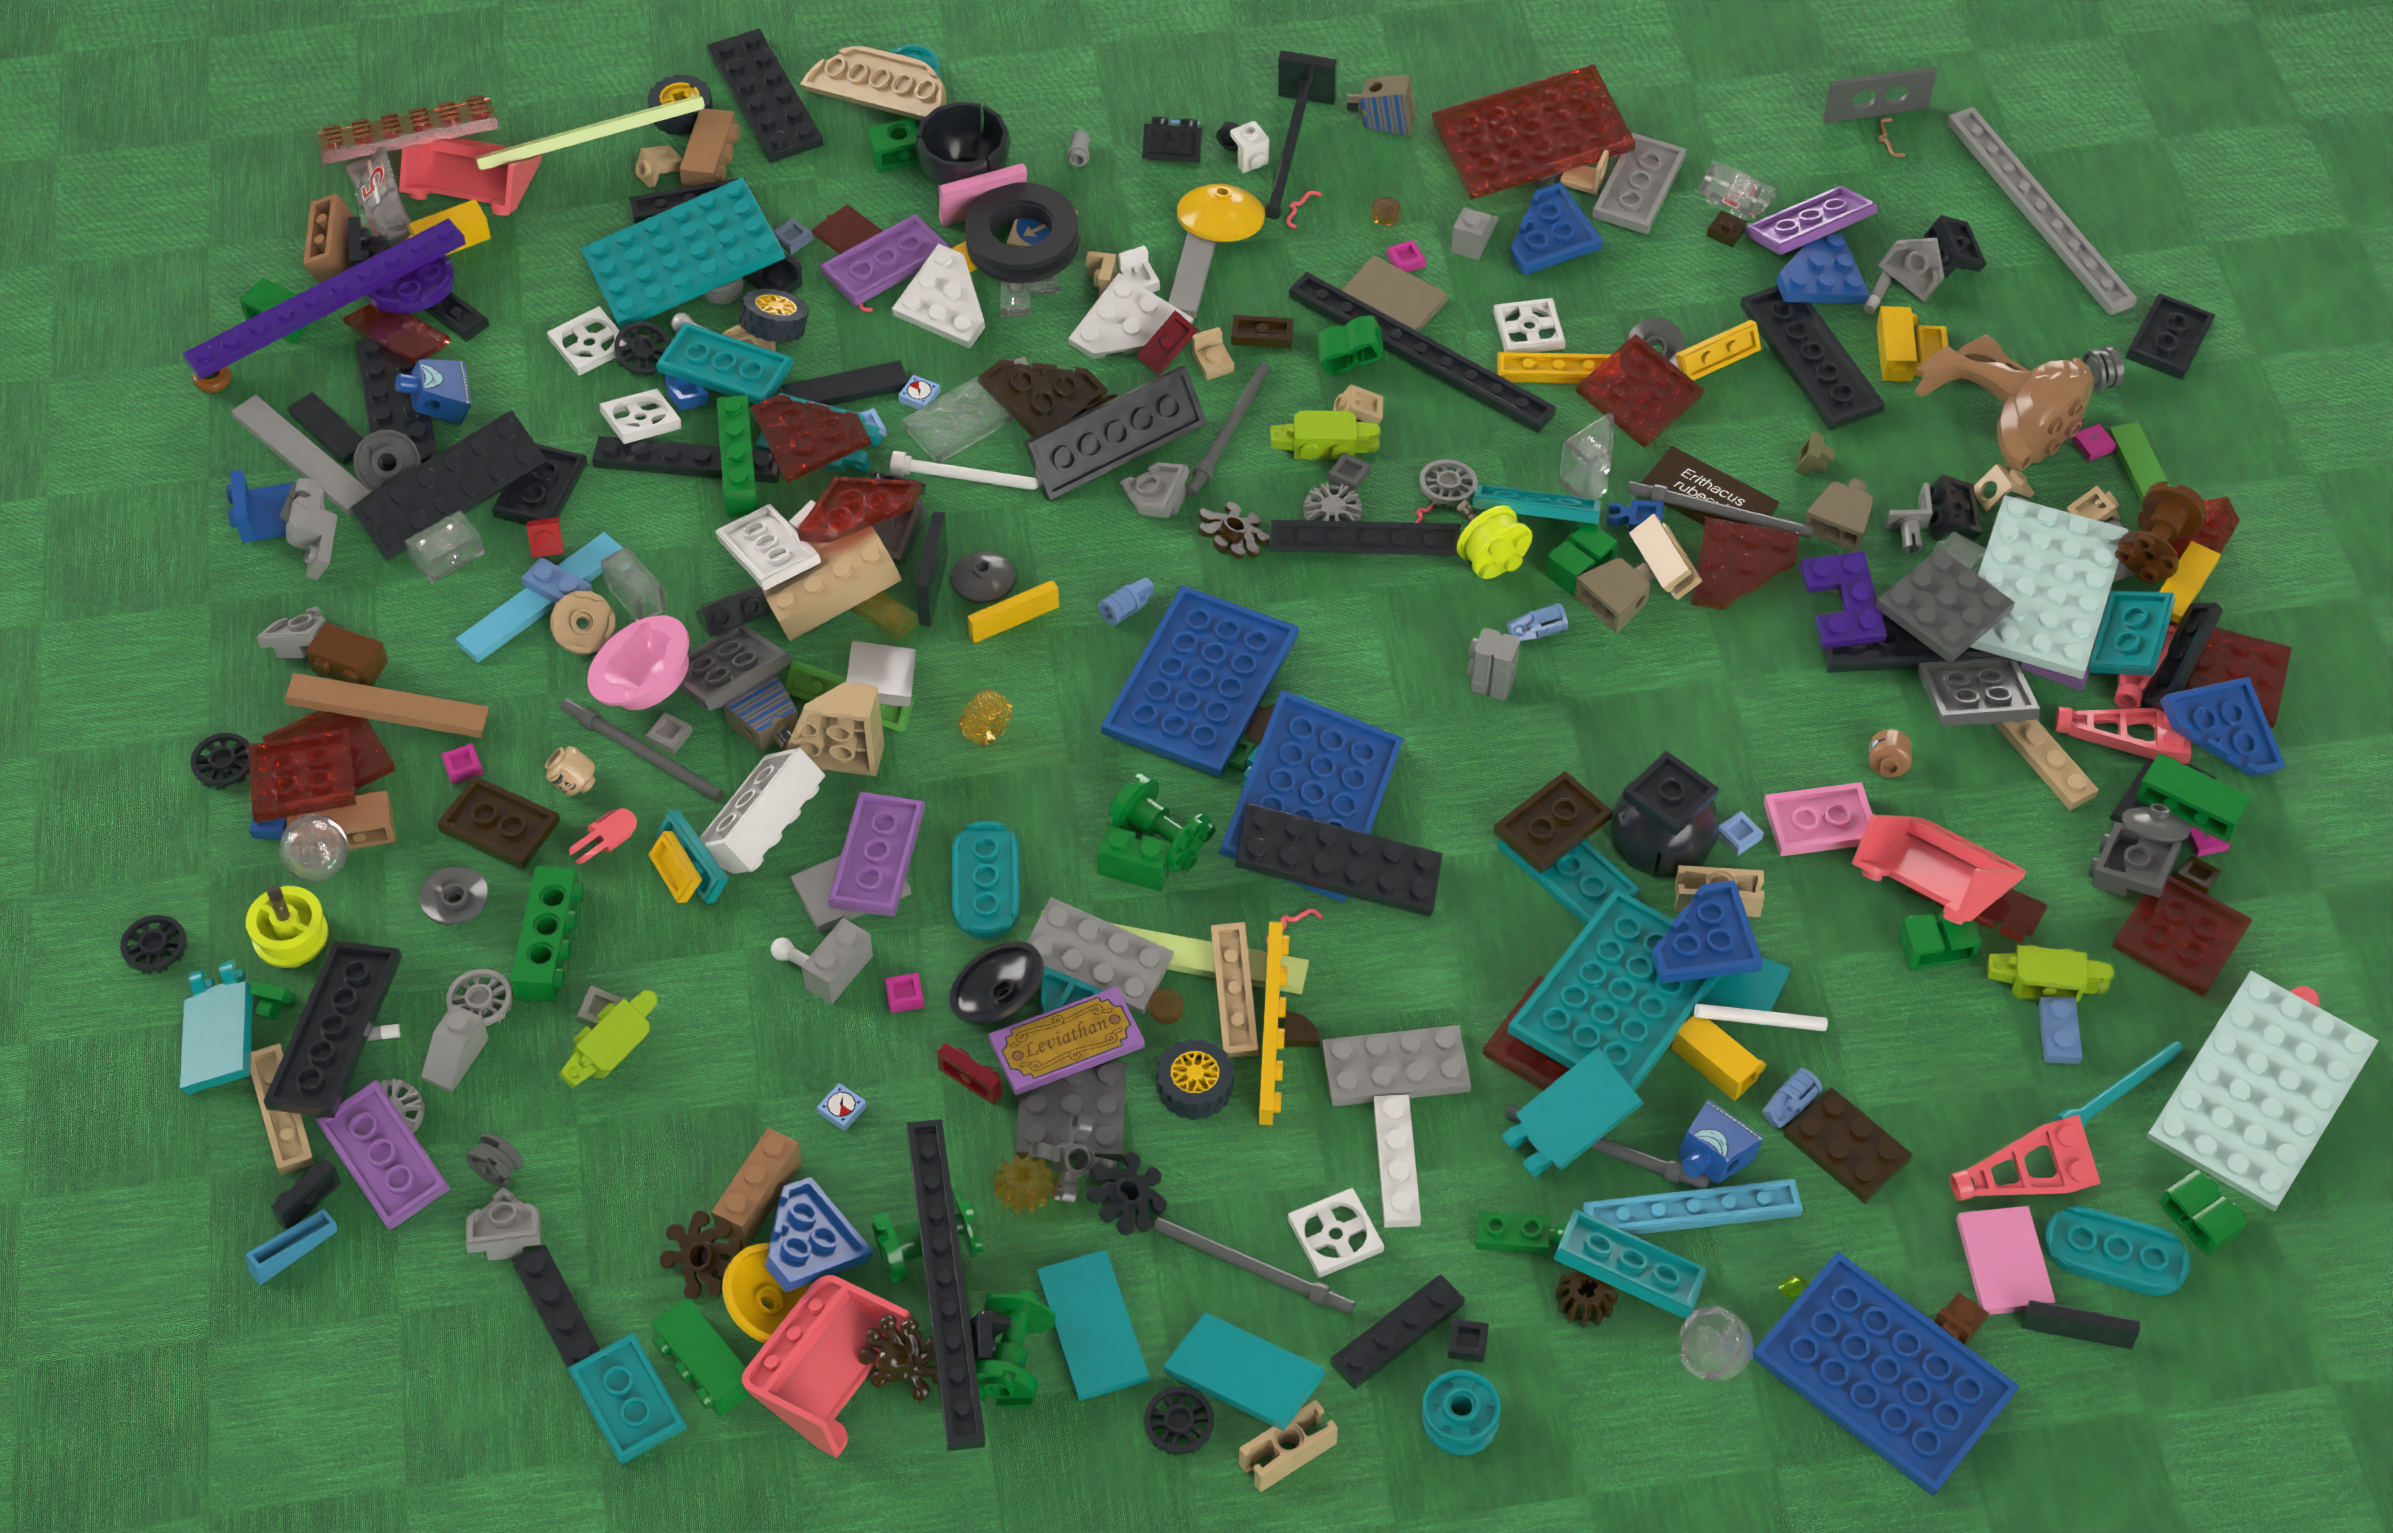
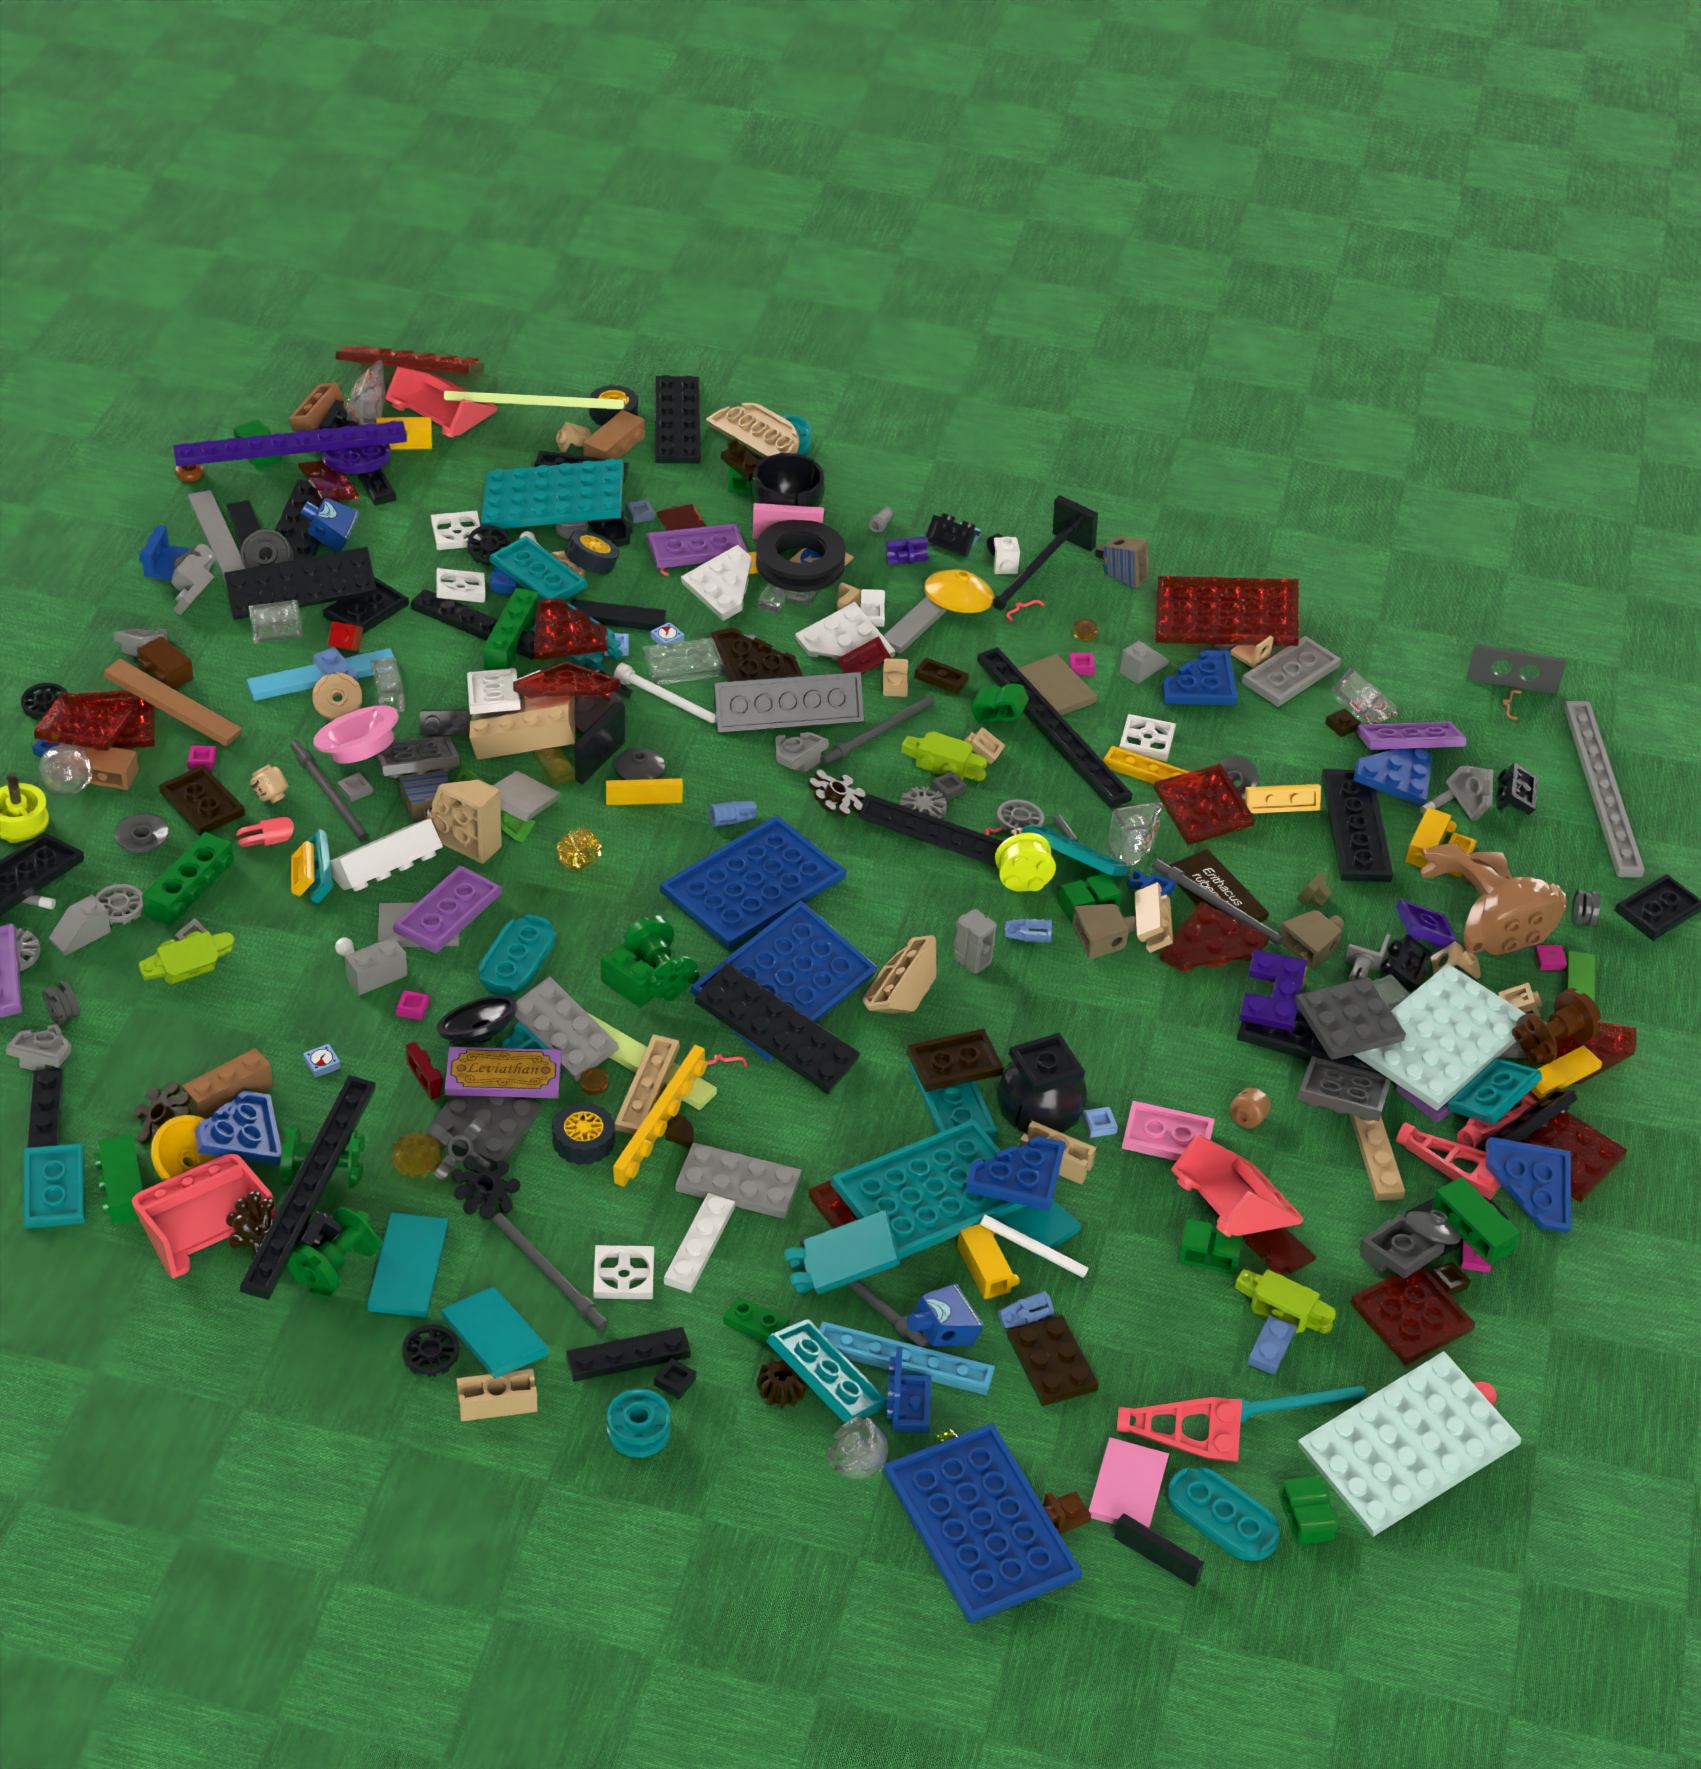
camera: 20 degrees right, 10 degrees down
(886, 130) = (739, 459): none -> dark brown plate
(1132, 180) = (907, 550): none -> dark purple hips
(1438, 741) = (904, 978): none -> tan wedge
(1502, 477) = (1063, 826): none -> dark grey piece
(1731, 1258) = (908, 1398): none -> blue bracket
(1953, 453) = (1425, 924): none -> dark purple plate

